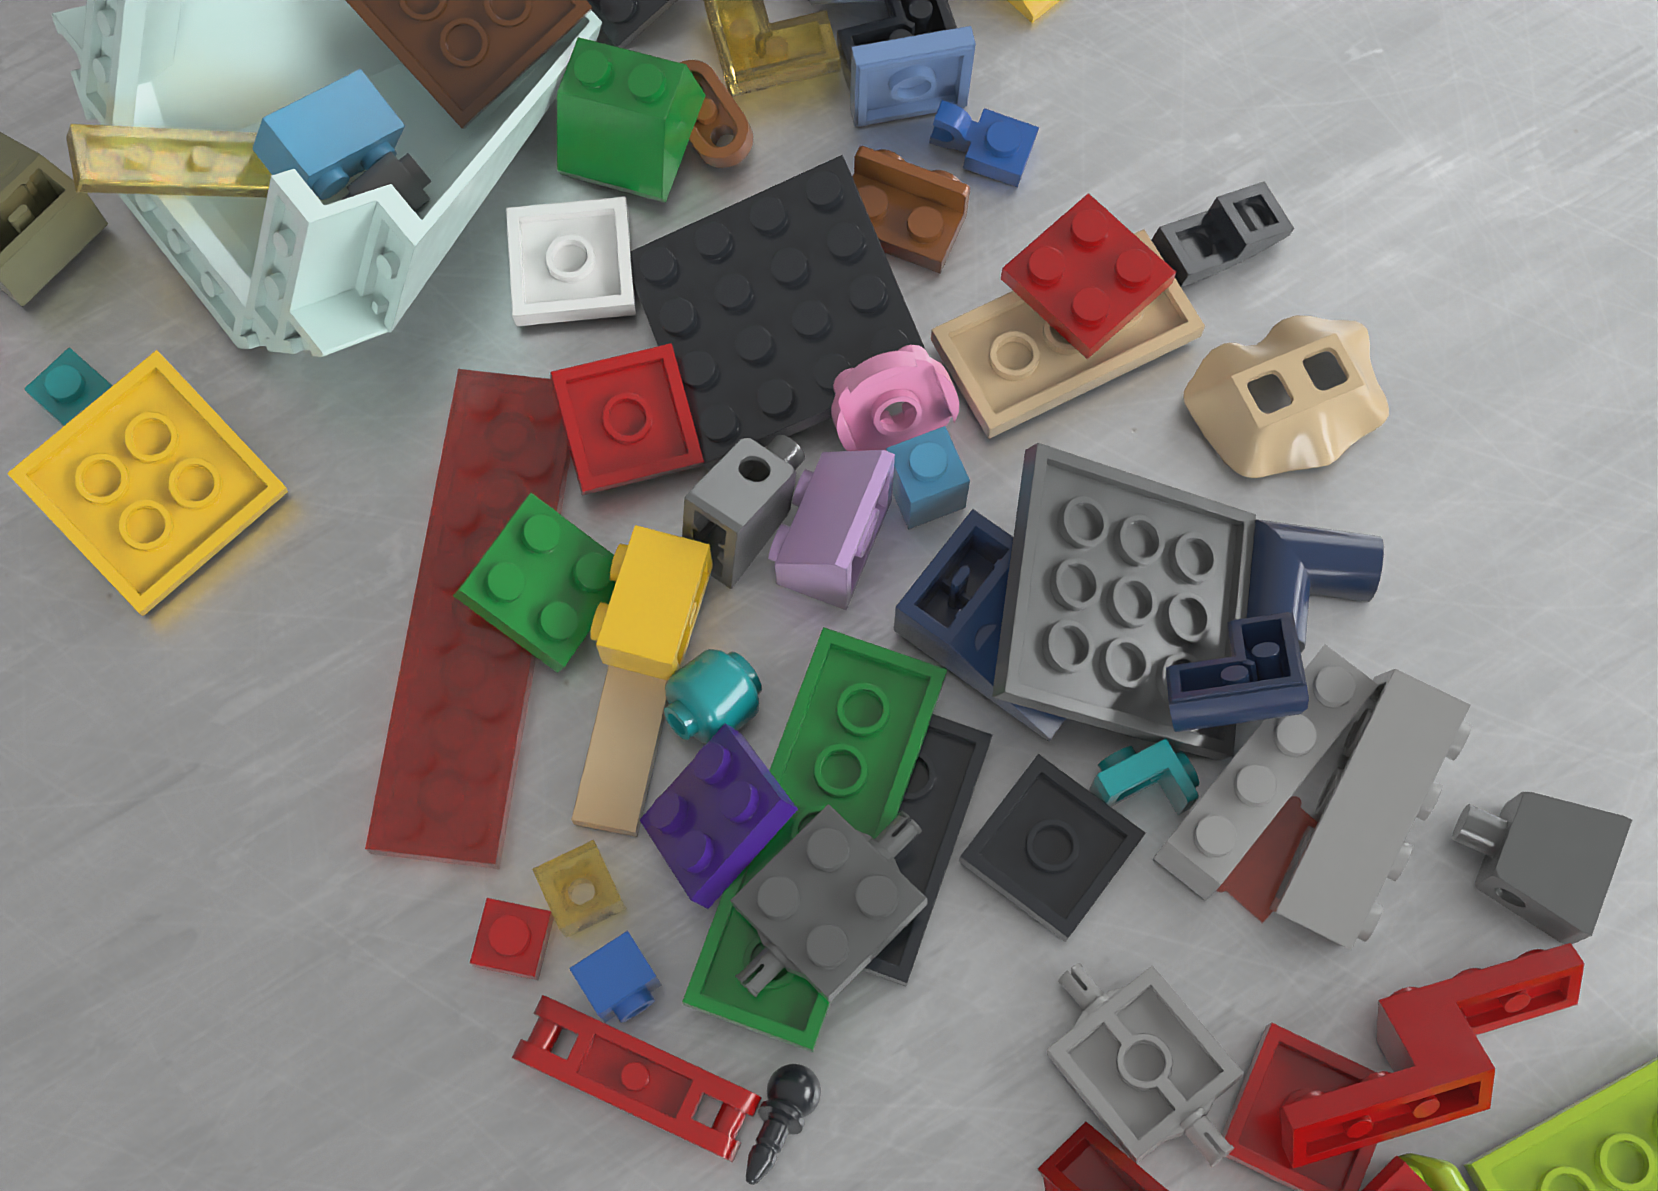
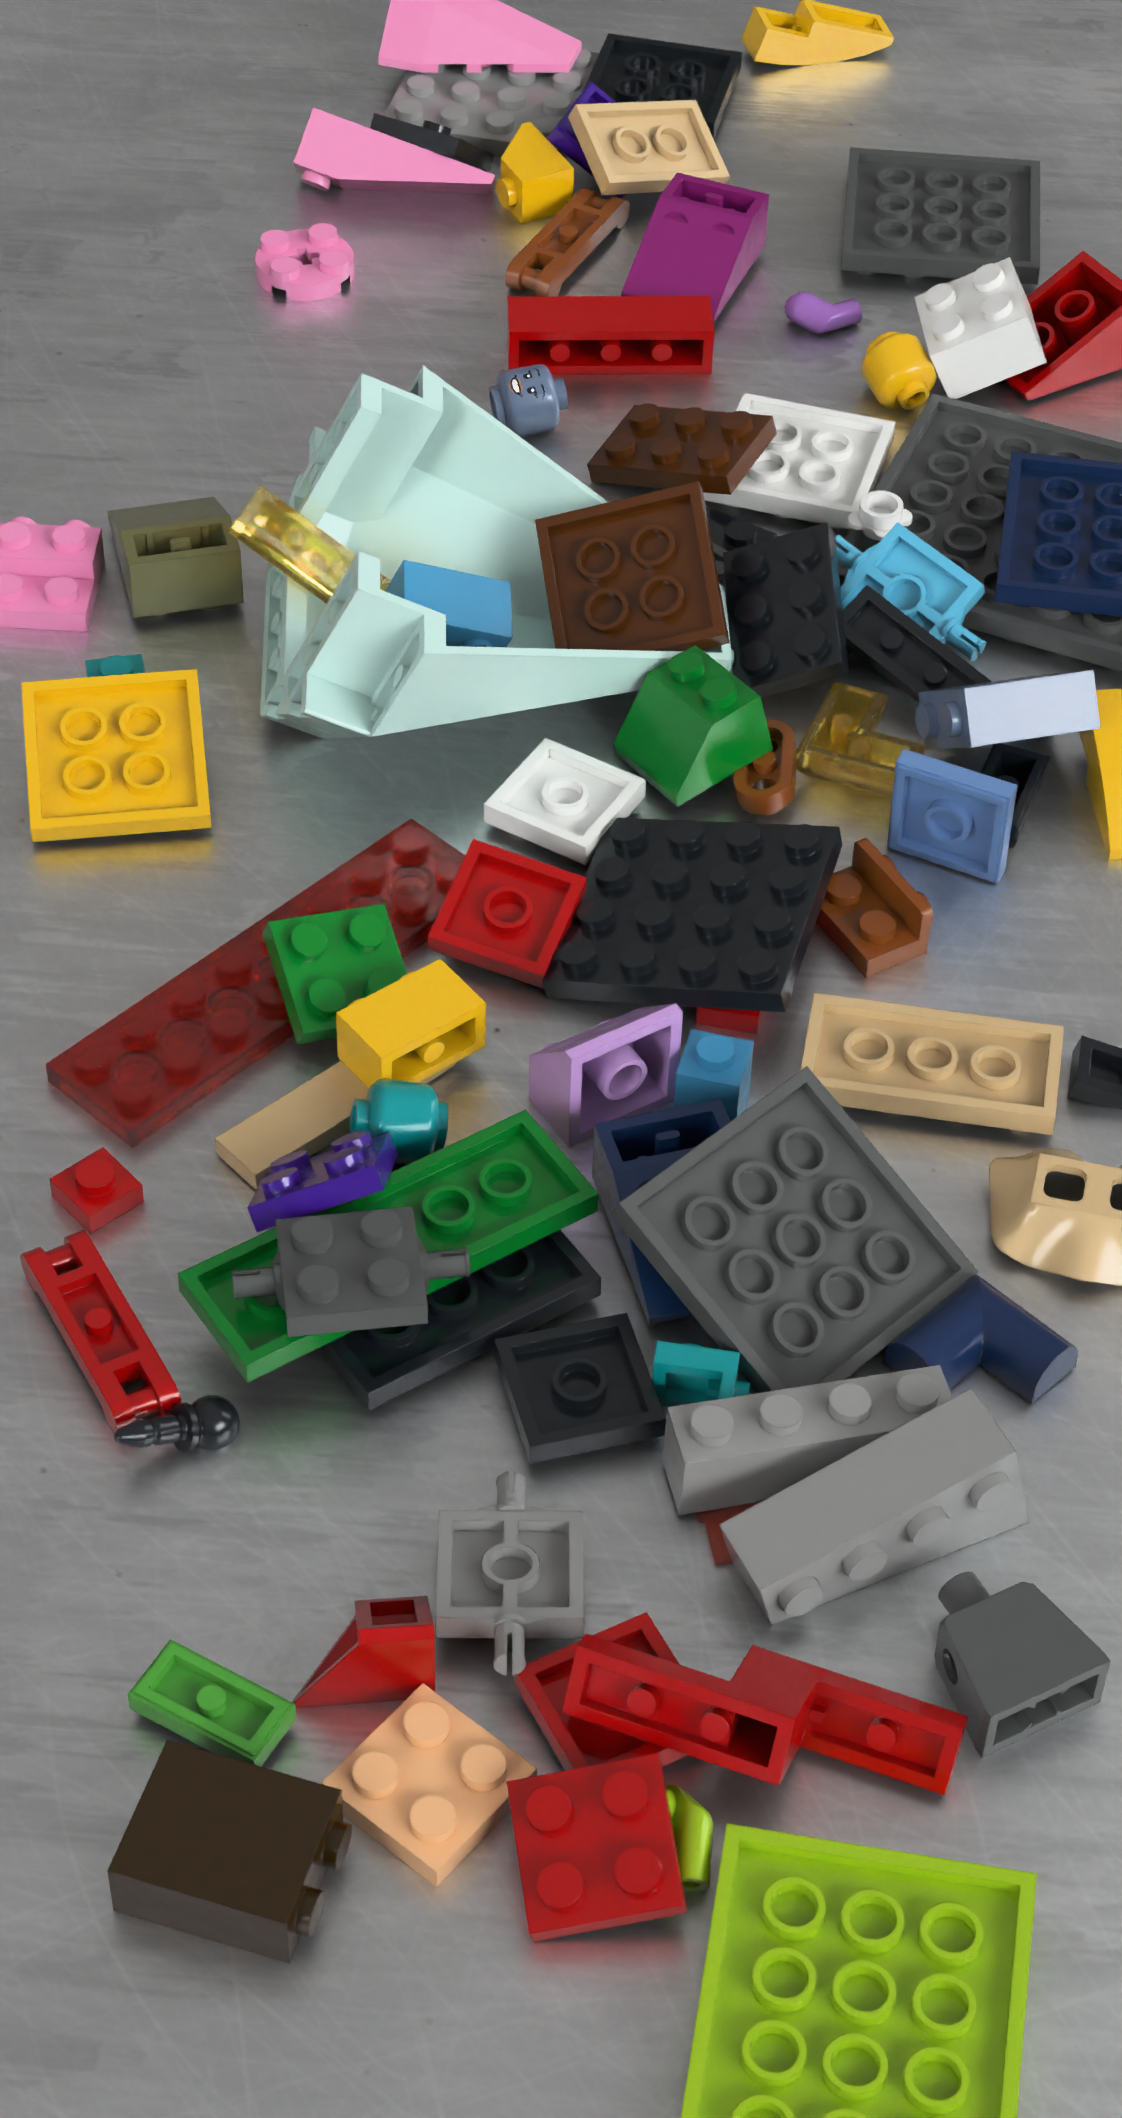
camera: 35 degrees right, 25 degrees down
(560, 877) = (176, 1177): clear yellow plate -> none
(617, 979) = (147, 1251): blue plate -> none
(742, 503) = (537, 1002): dark grey torso -> none
(884, 380) = (747, 984): bright pink plate -> none
(993, 146) = (989, 915): blue plate -> none
(1087, 275) = (980, 1024): red plate -> none
(1255, 684) = (834, 1338): dark blue brick -> none

